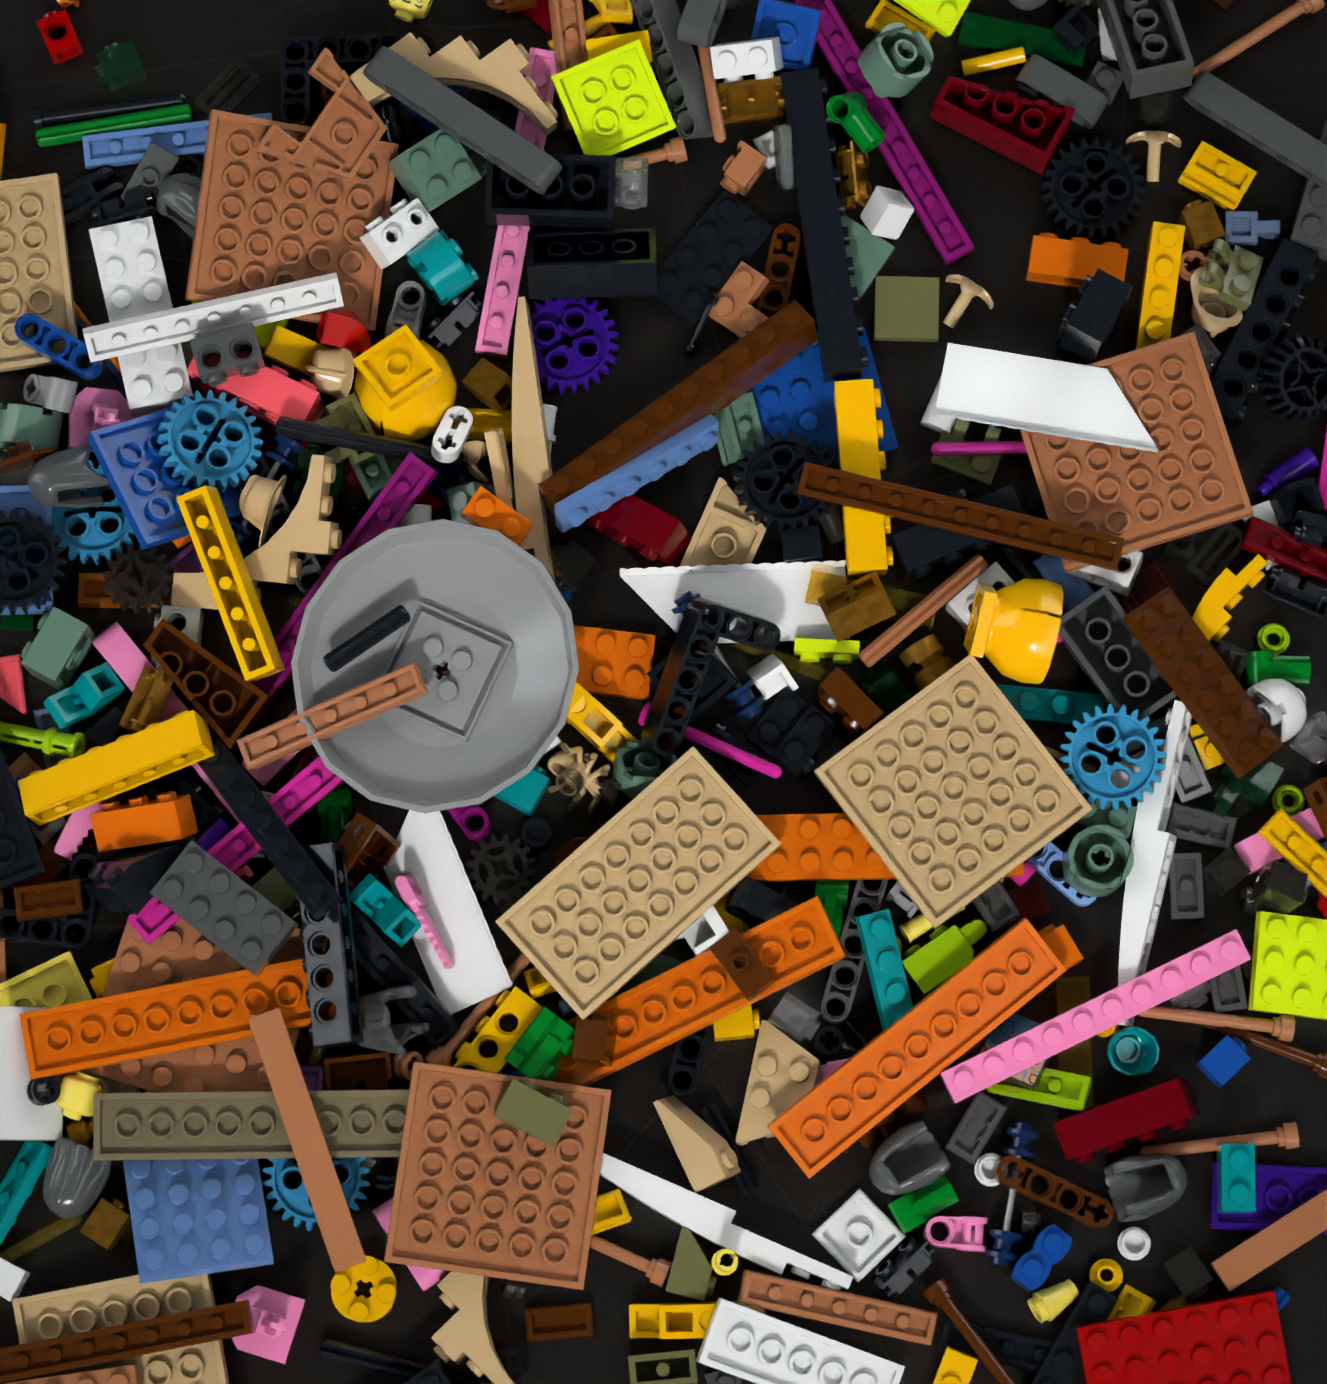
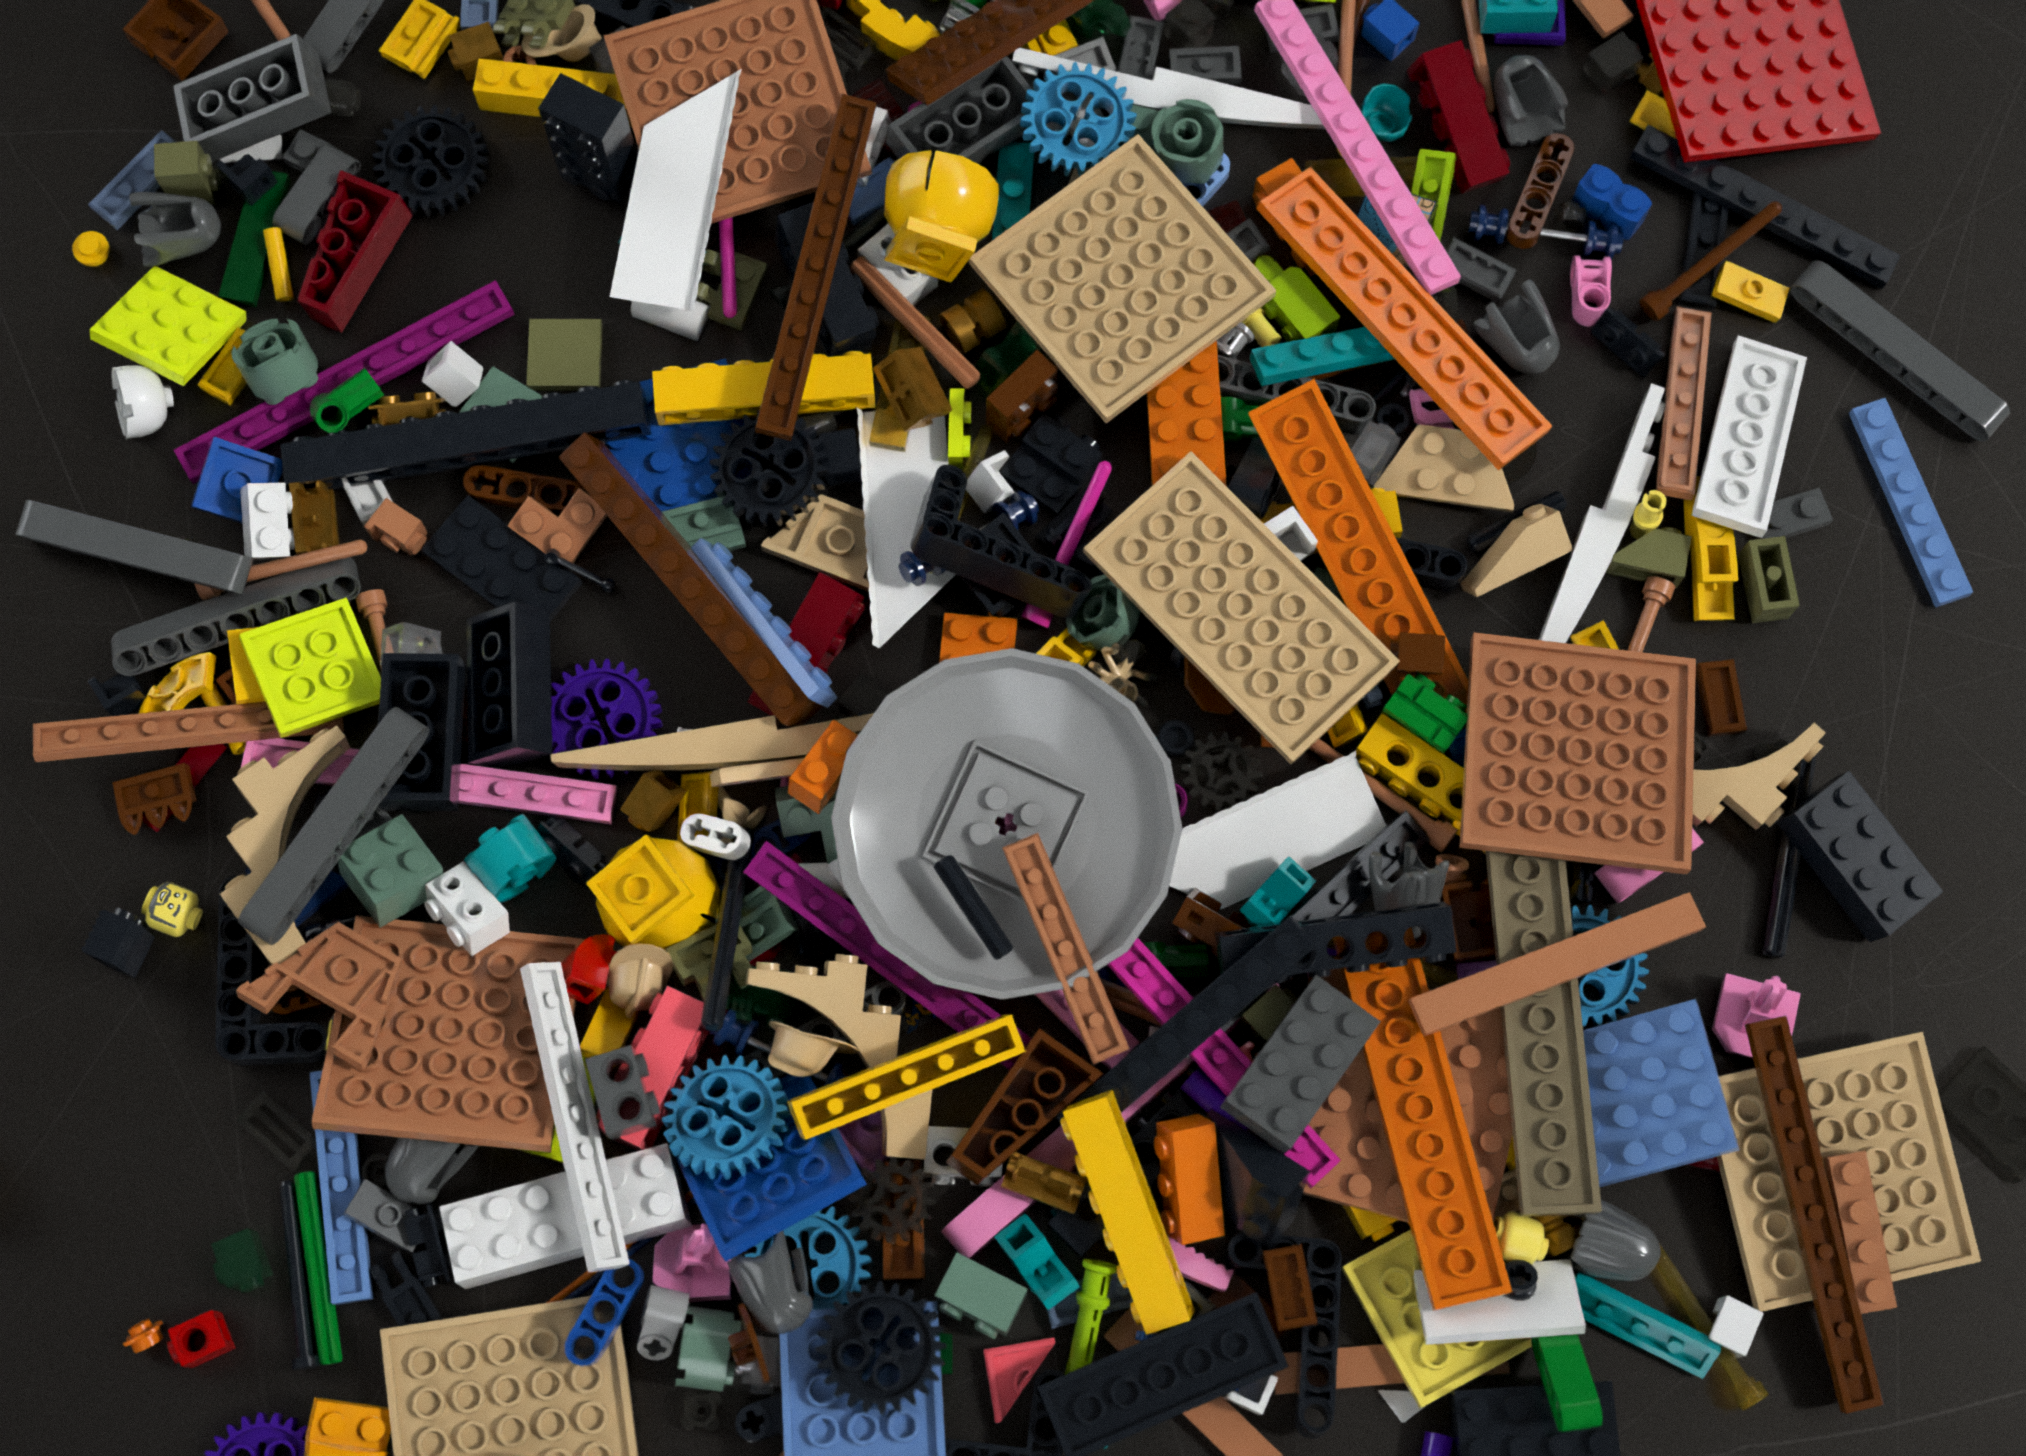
camera: 95 degrees left, 5 degrees down
(107, 1223) = (1658, 1205): pearl gold brick -> none
(382, 1293) = (1726, 905): yellow plate -> none
(407, 314) = (566, 904): light grey piece -> none
(416, 902) = (1267, 862): bright pink piece -> none
(532, 1111) = (1511, 708): olive brick -> none
(742, 964) = (1328, 490): reddish brown plate -> none
(783, 156) = (384, 481): clear smoke tile -> none
(858, 1235) = (1599, 388): white tile -> none
(917, 1207) = (1573, 329): green piece -> none
(968, 291) = (545, 285): tan plant -> none
(984, 1167) = (1520, 259): white plate -> none
(1052, 1300) = (1660, 193): light yellow cone -> none
(1071, 260) = (516, 176): orange brick -> none
(1114, 1267) = (1614, 148): yellow plate -> none
(1133, 1243) = (1585, 116): white plate -> none
(1154, 140) = (377, 97): tan plant -> none

